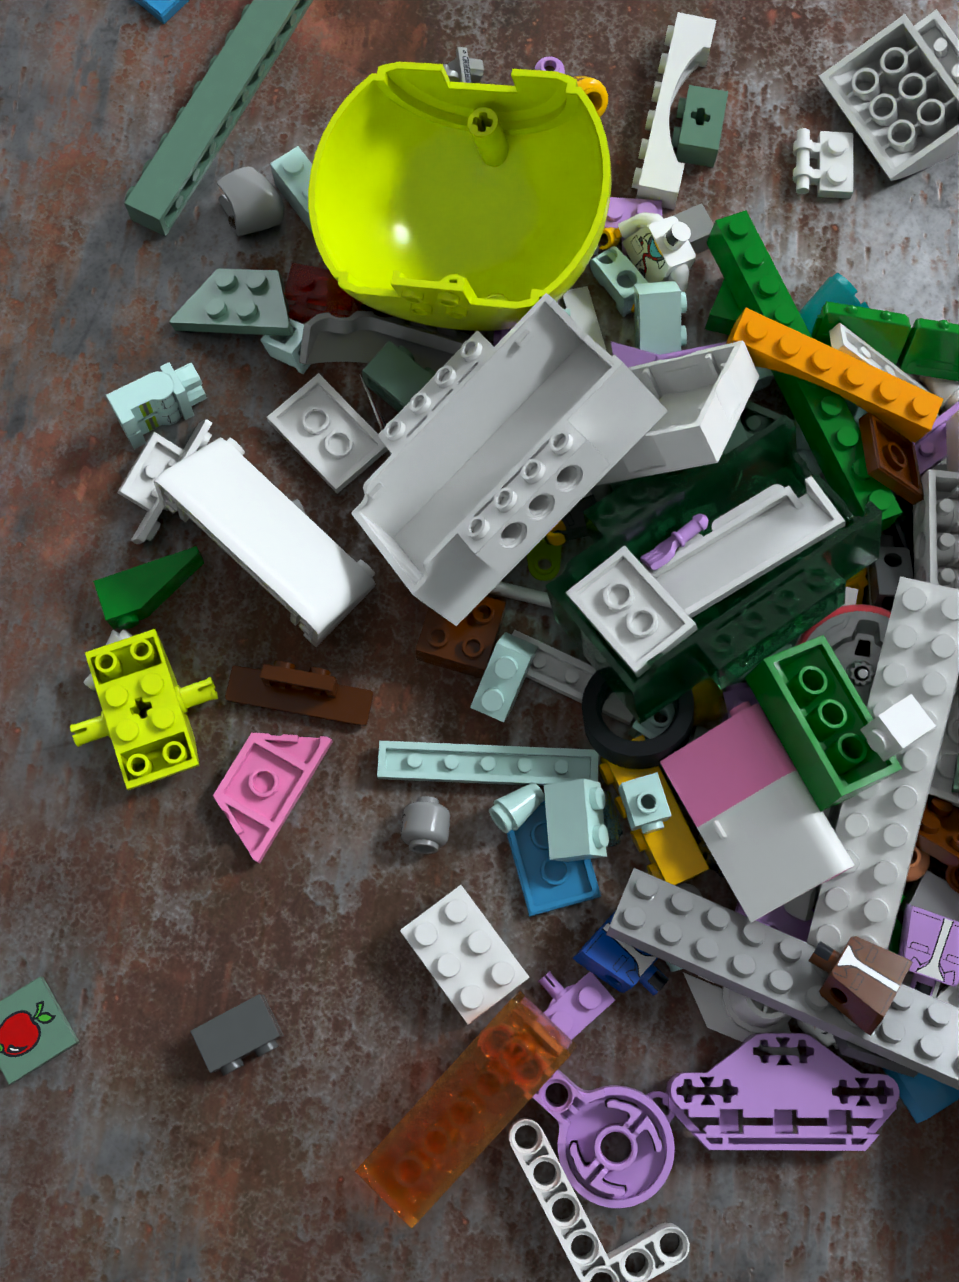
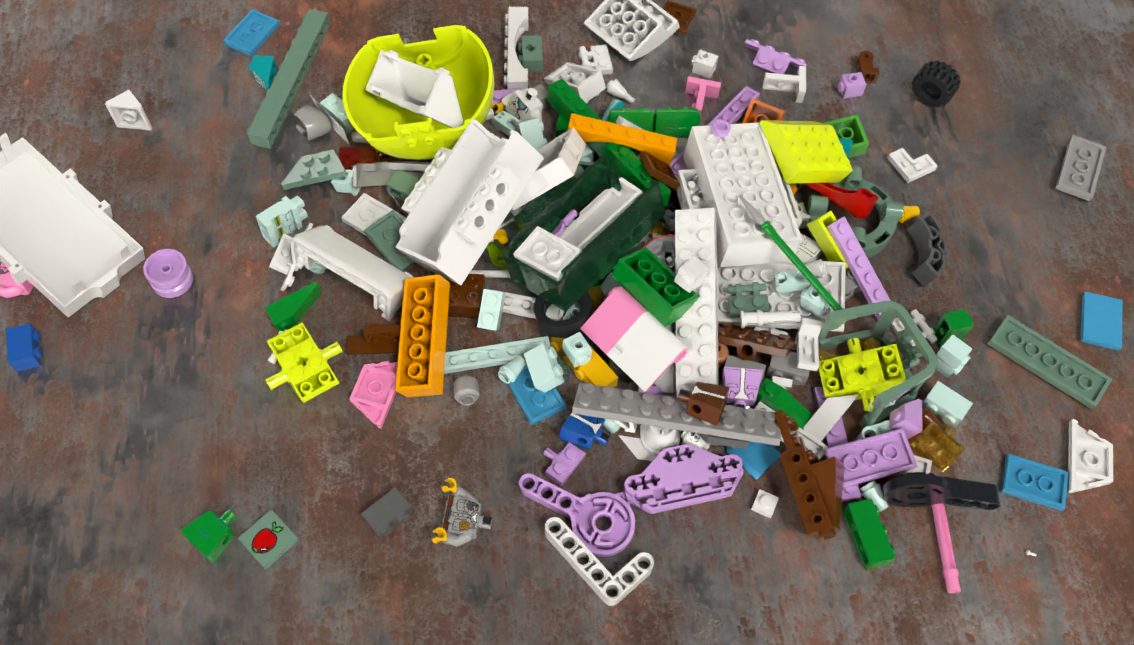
camera: 15 degrees left, 15 degrees down
(180, 64) = (263, 70): none -> teal slope
(299, 228) = (334, 124): none -> white sticker
(339, 479) = (385, 237): none -> sand green tile
(365, 1076) = (461, 517): none -> torso
(367, 708) = (423, 336): none -> light orange brick
(464, 954) = (501, 447): white brick -> none
(466, 198) = (416, 88): none -> white windscreen
(466, 1109) = (518, 515): clear orange brick -> none
(780, 206) = (583, 80): none -> white slope
(851, 242) = (616, 89): none -> white cone
(920, 1174) = (765, 503): none -> white plate

